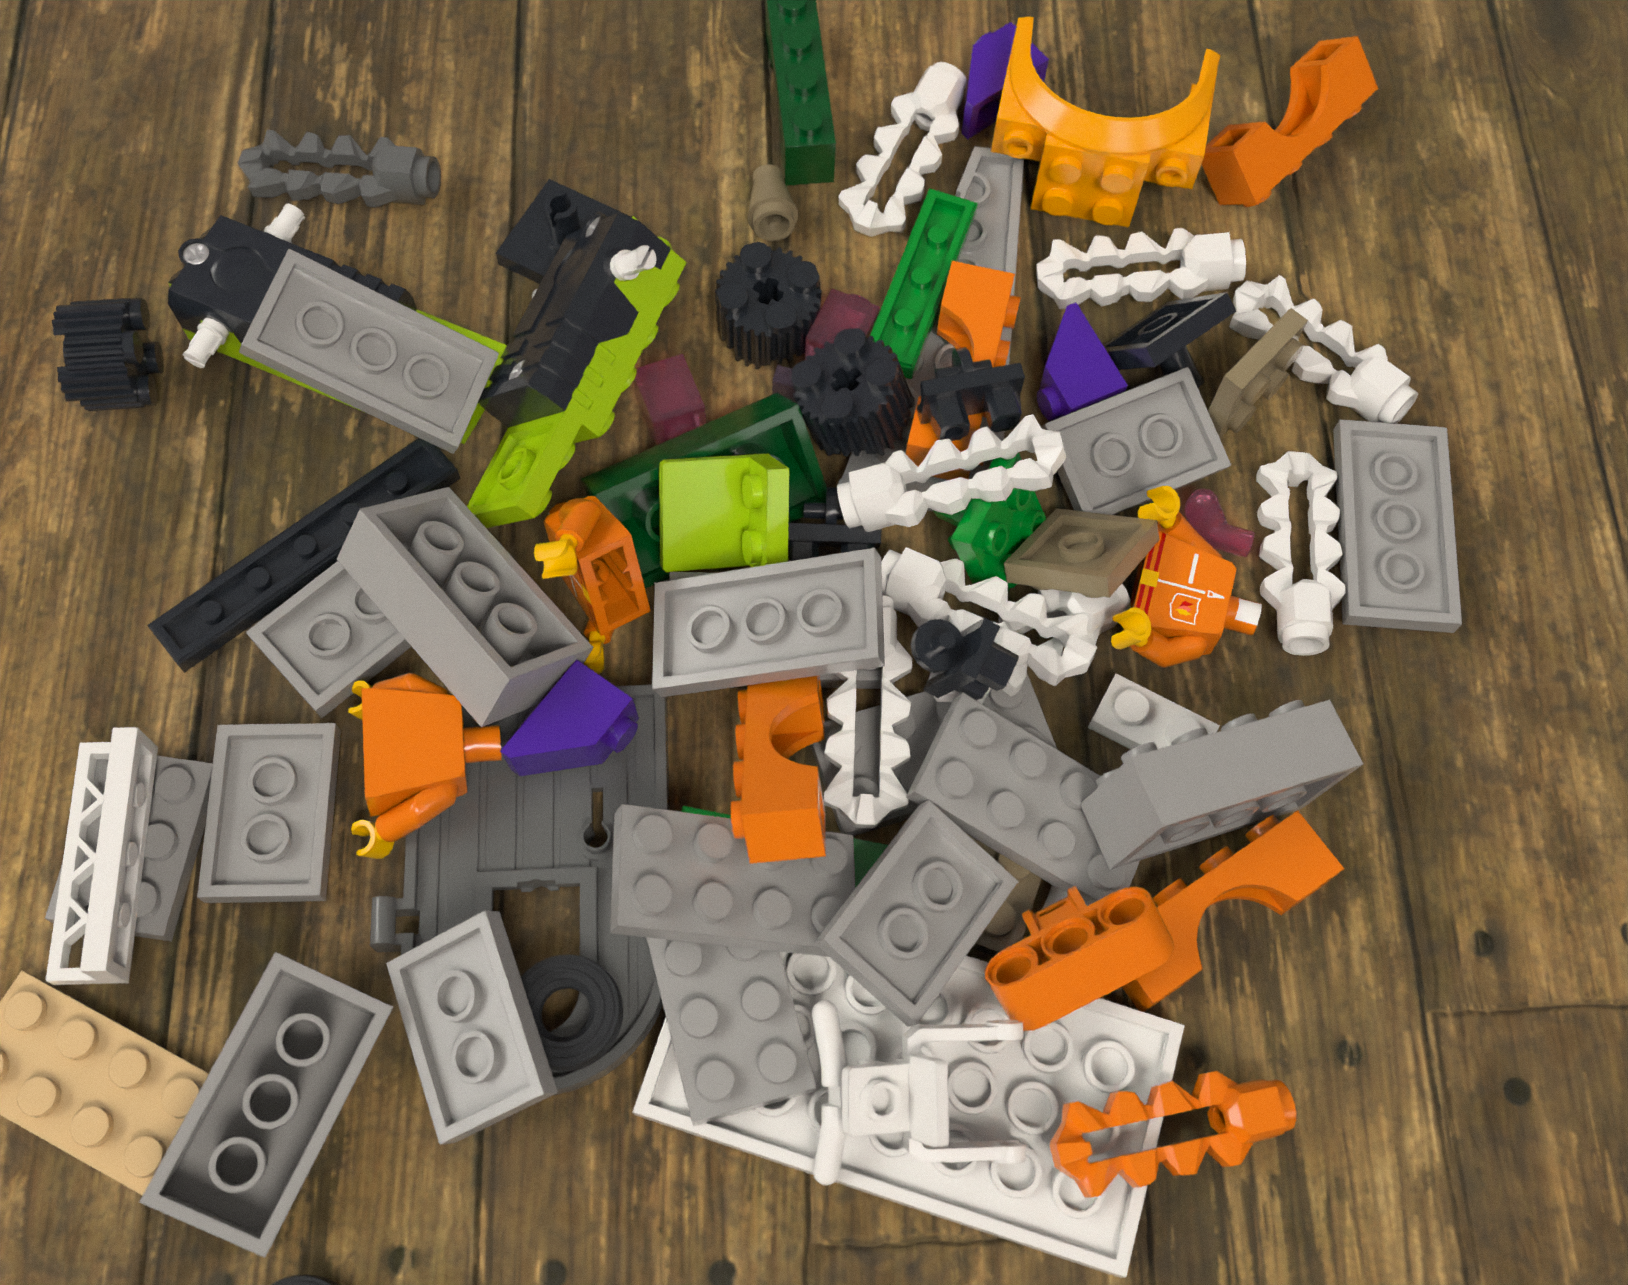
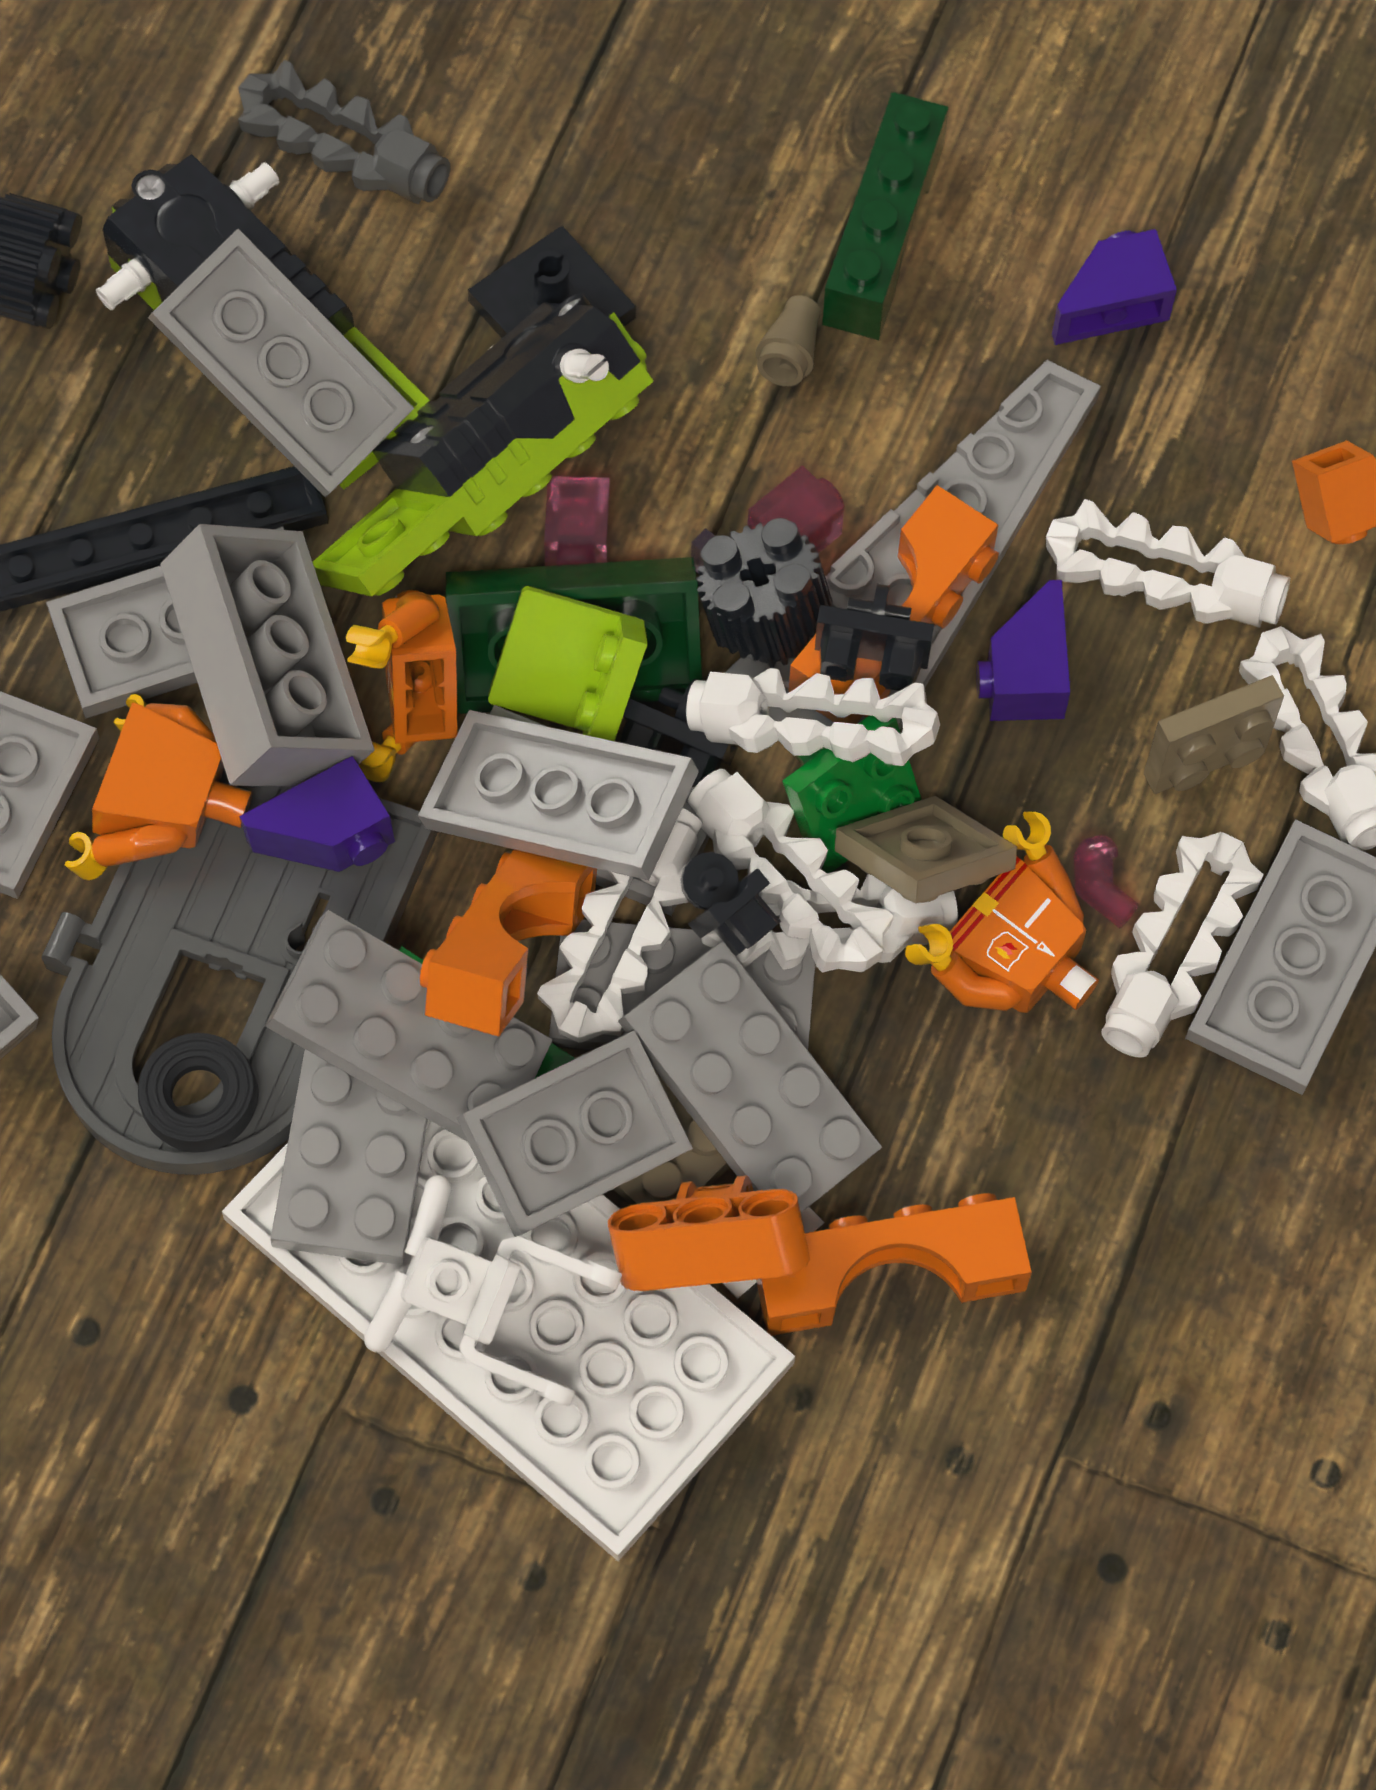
camera: 25 degrees right, 0 degrees up
(470, 1027) = (102, 1065): light grey plate -> none
(767, 304) = (726, 455): black brick -> none
(922, 276) = (872, 522): green tile -> none
(934, 110) = (1027, 296): white sword -> none
(1094, 161) = (1167, 428): light orange piece -> none
(1137, 444) = (1052, 757): light grey plate -> none
(1139, 716) = (924, 1062): white plate -> none
(1165, 333) = (1141, 656): black tile -> none
(1218, 781) = (938, 1131): light grey brick -> none
(1236, 1112) = (805, 1462): orange sword -> none

